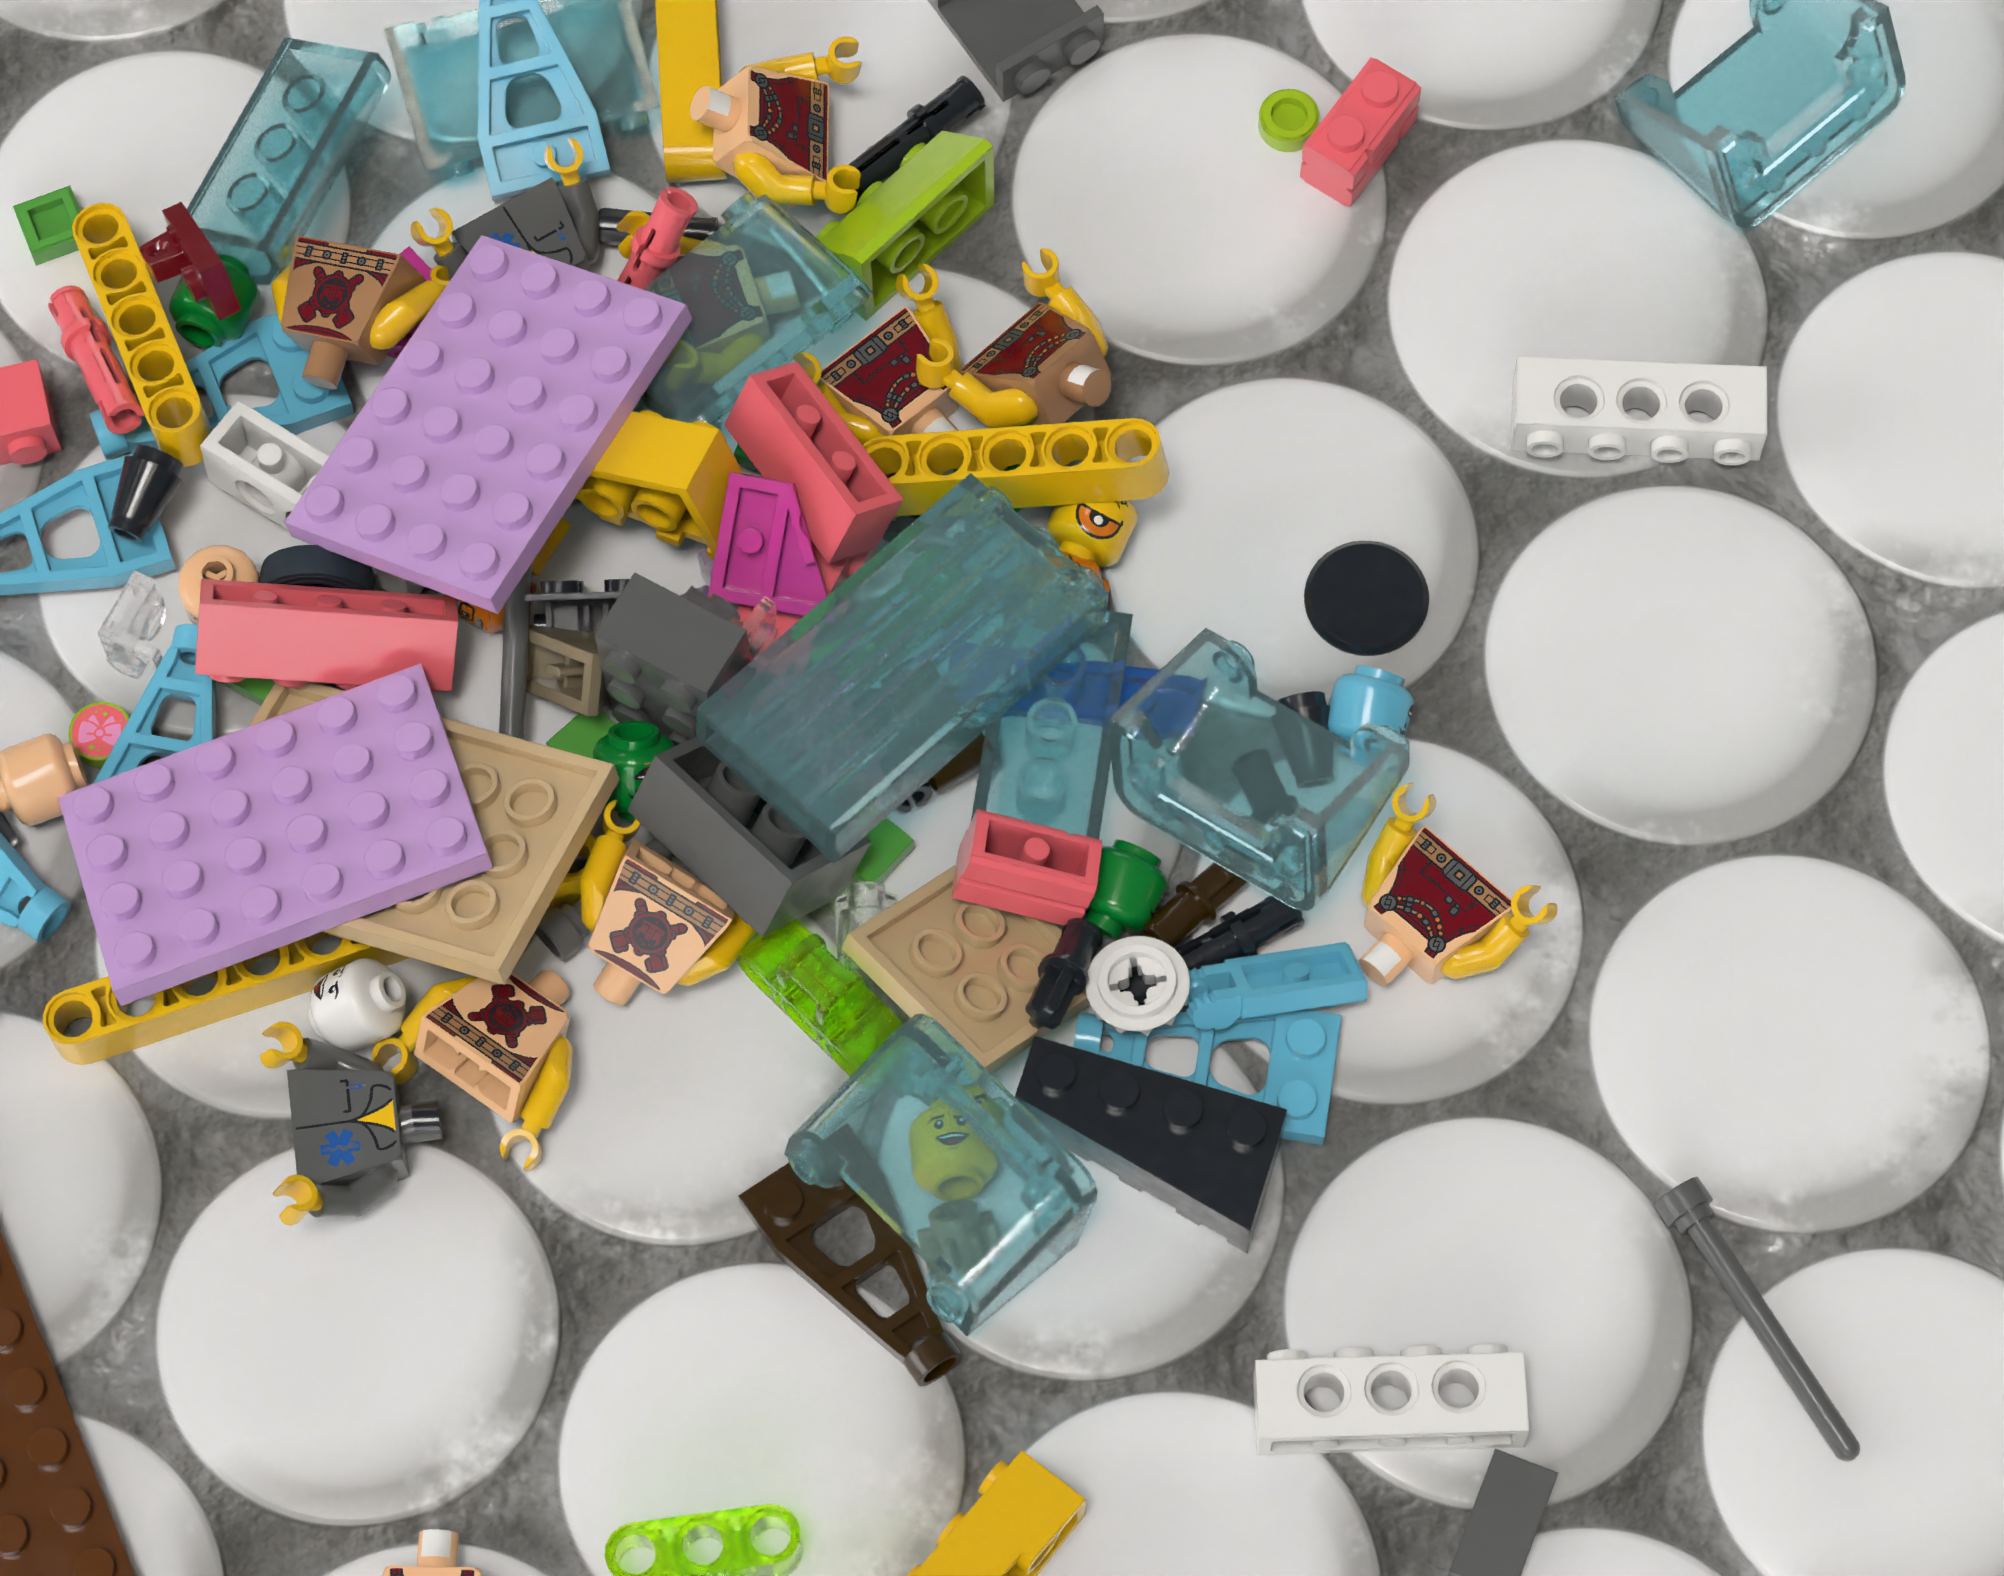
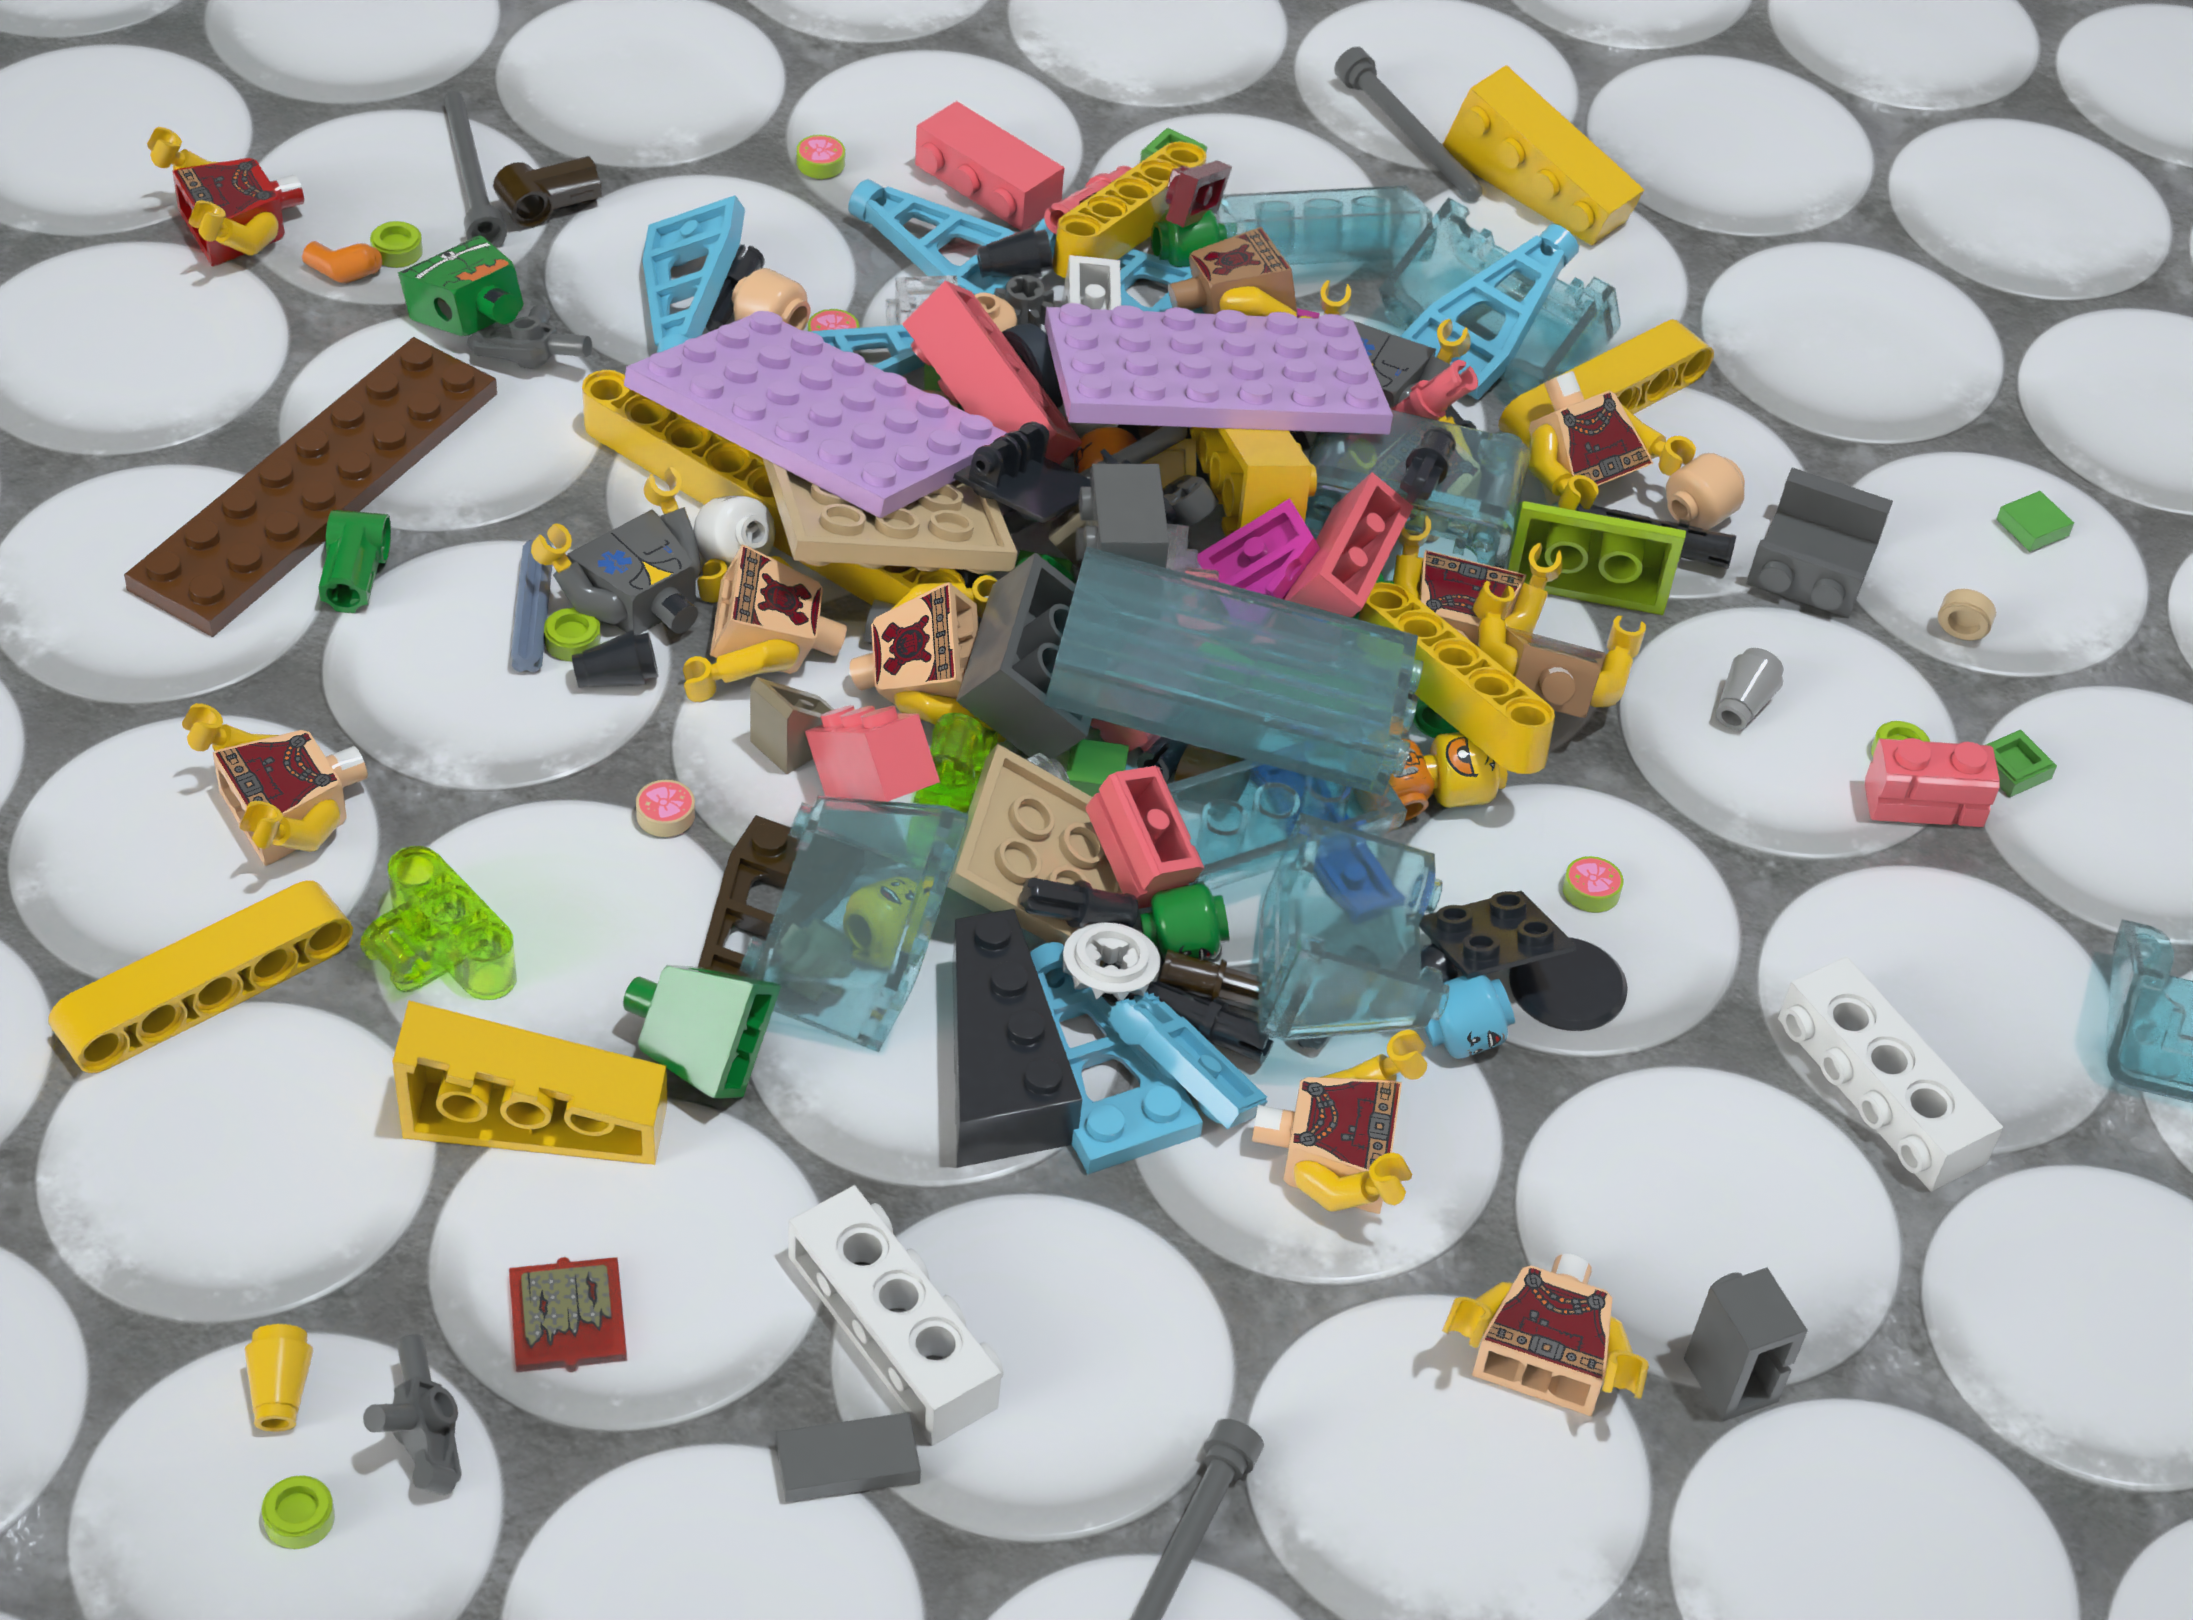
camera: 50 degrees right, 20 degrees down
(124, 1387) = (353, 551): none -> green piece
(202, 522) = (1028, 299): none -> dark grey gear
(314, 1255) = (530, 612): none -> sand blue axle
(376, 1238) = (570, 633): none -> lime tile
(453, 1215) = (617, 662): none -> black cone
(503, 688) = (1021, 476): none -> black hinge
(599, 544) = (1190, 499): none -> dark grey beam
(646, 1090) = (780, 720): none -> dark tan slope
(669, 1273) = (665, 808): none -> tile
(770, 317) = (1428, 464): none -> black axle
(780, 1055) = (871, 753): none -> coral brick
(891, 59) = (1705, 491): none -> light nougat head
(986, 1389) = (703, 1025): none -> torso
(1145, 201) = (1749, 686): none -> light grey cone
(1276, 500) = (1592, 884): none -> tile
(1310, 632) = (1495, 934): none -> black hinge
(1366, 34) = (2020, 763): none -> bright green tile
(1739, 873) = (1550, 1336): none -> torso
(1847, 732) = (1744, 1343): none -> dark grey piece

